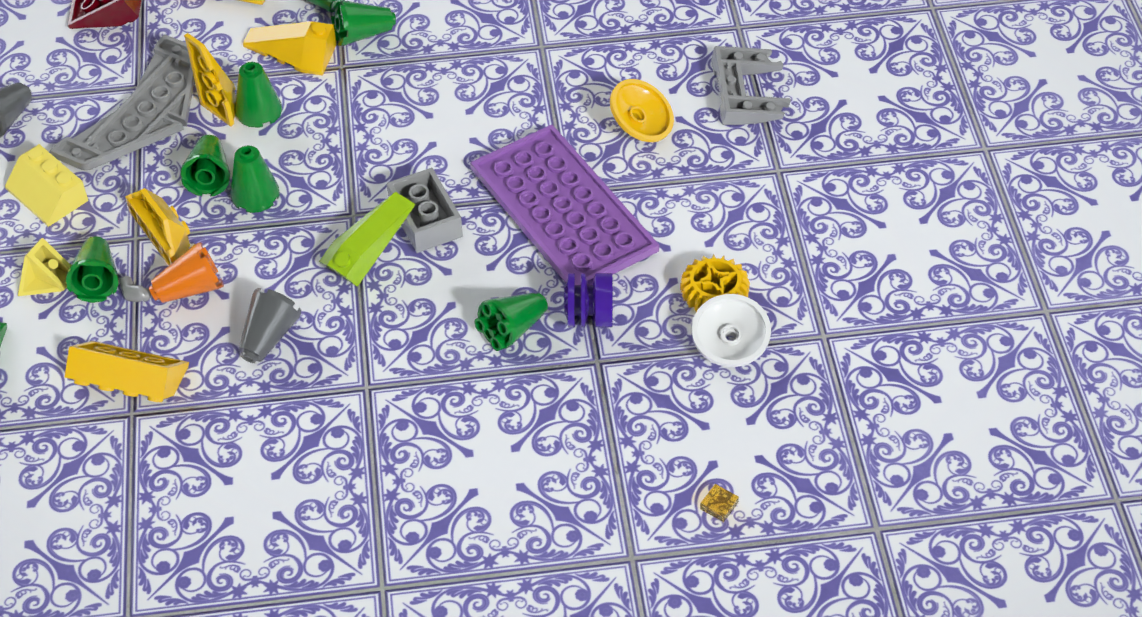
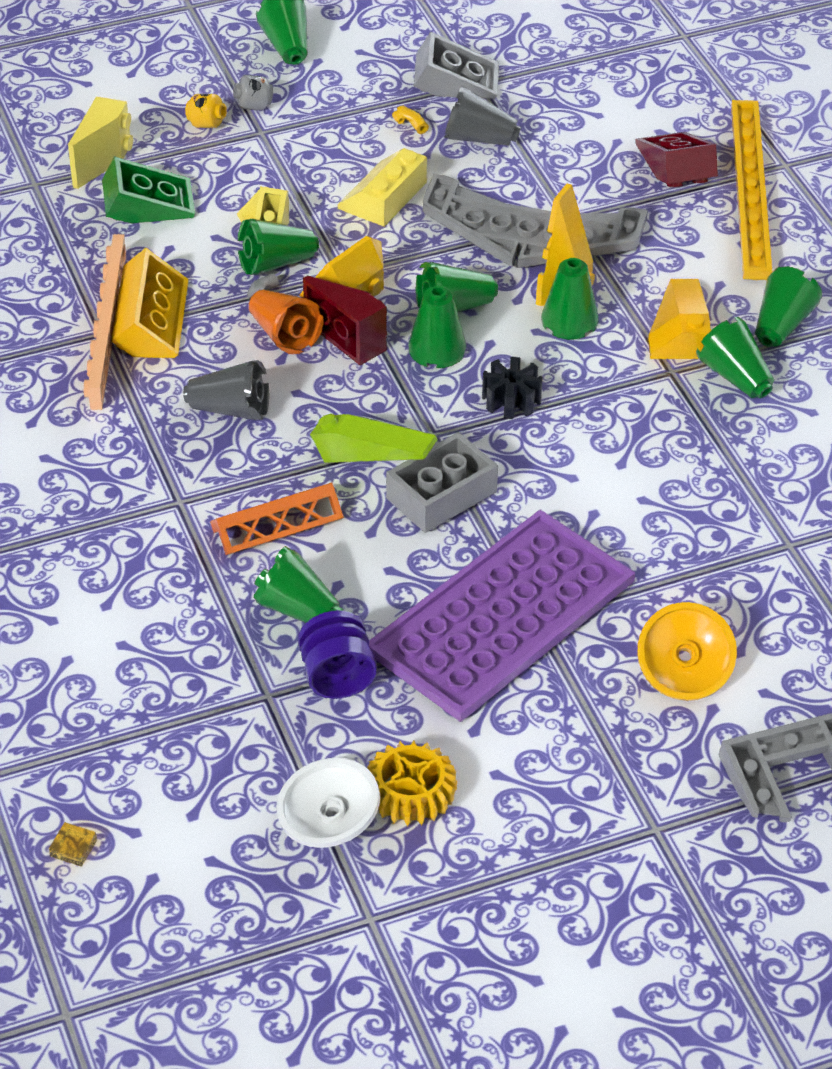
camera: 75 degrees right, 5 degrees down
(128, 401) = (106, 309): none -> light nougat plate
(220, 228) = (351, 318): none -> dark red slope
(330, 153) = (512, 387): none -> black gear
(409, 320) = (273, 507): none -> orange fence

